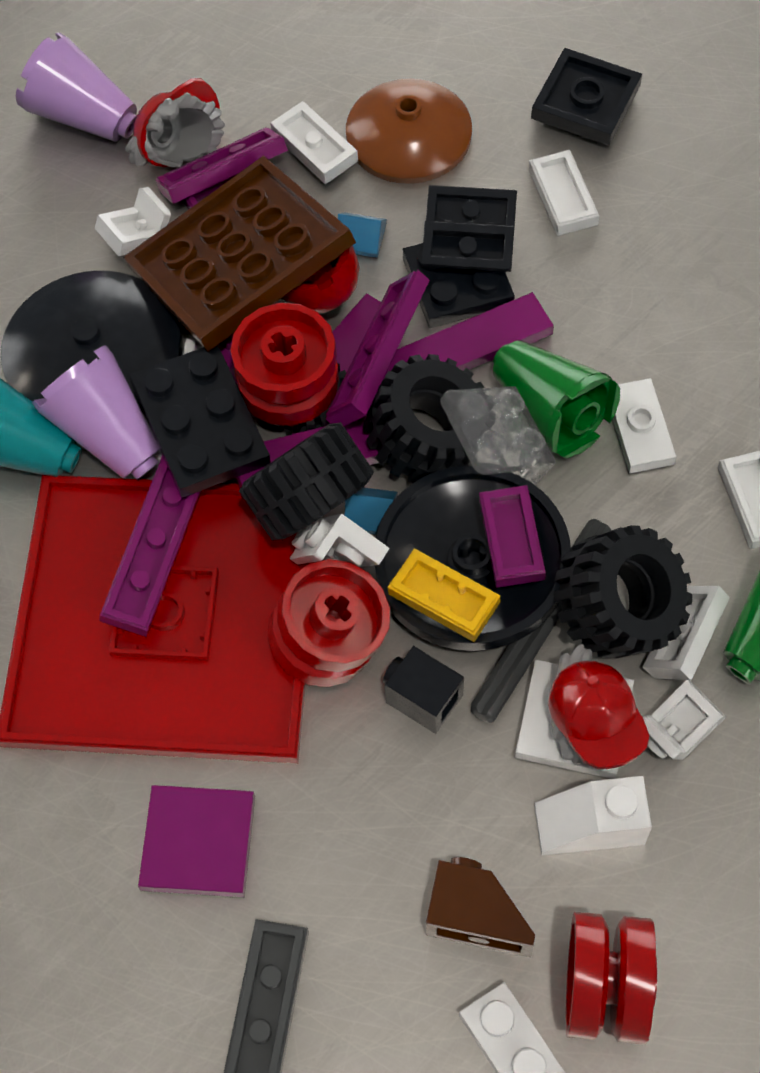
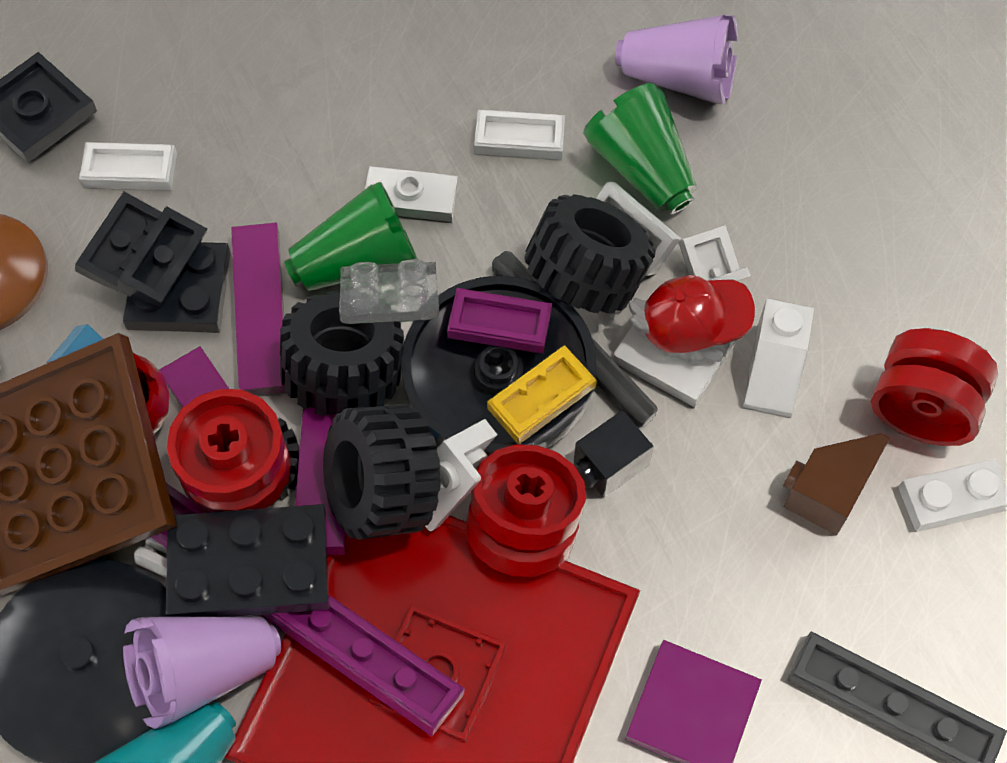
camera: 75 degrees left, 0 degrees up
(377, 349) = (243, 366): magenta tile -> none

